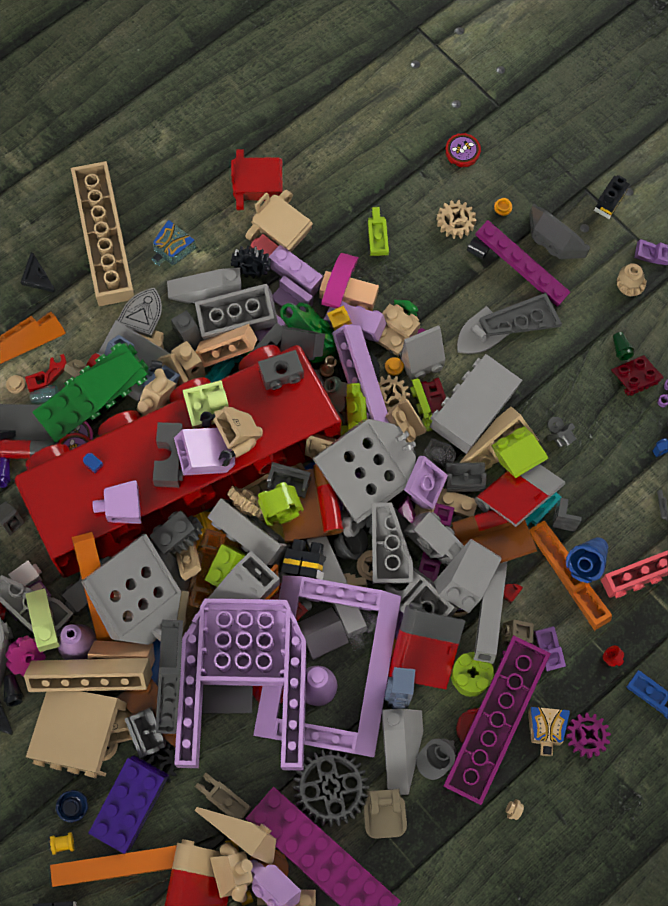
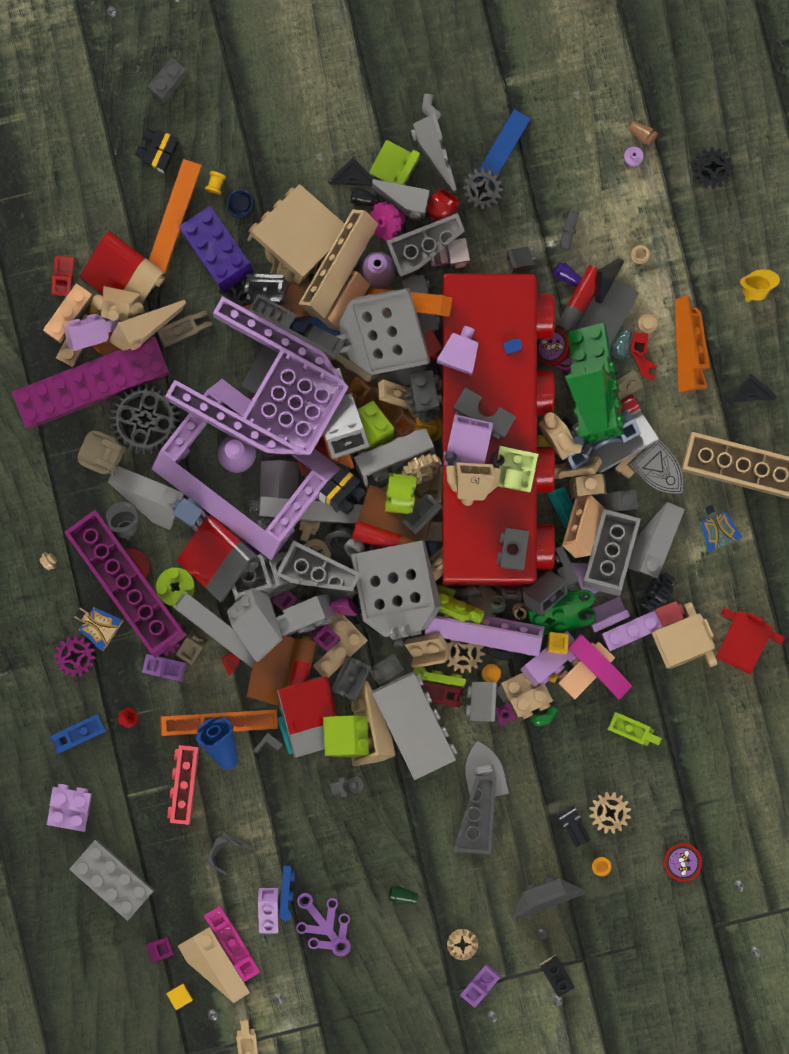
camera: 120 degrees right, 15 degrees up
(42, 620) = (405, 246): yellowish green slope -> none
(425, 483) = (358, 634): lavender plate -> none
(522, 263) = (531, 848): magenta plate -> none
(631, 275) = (461, 940): tan cone -> none
(637, 375) = (368, 893): dark red hinge -> none

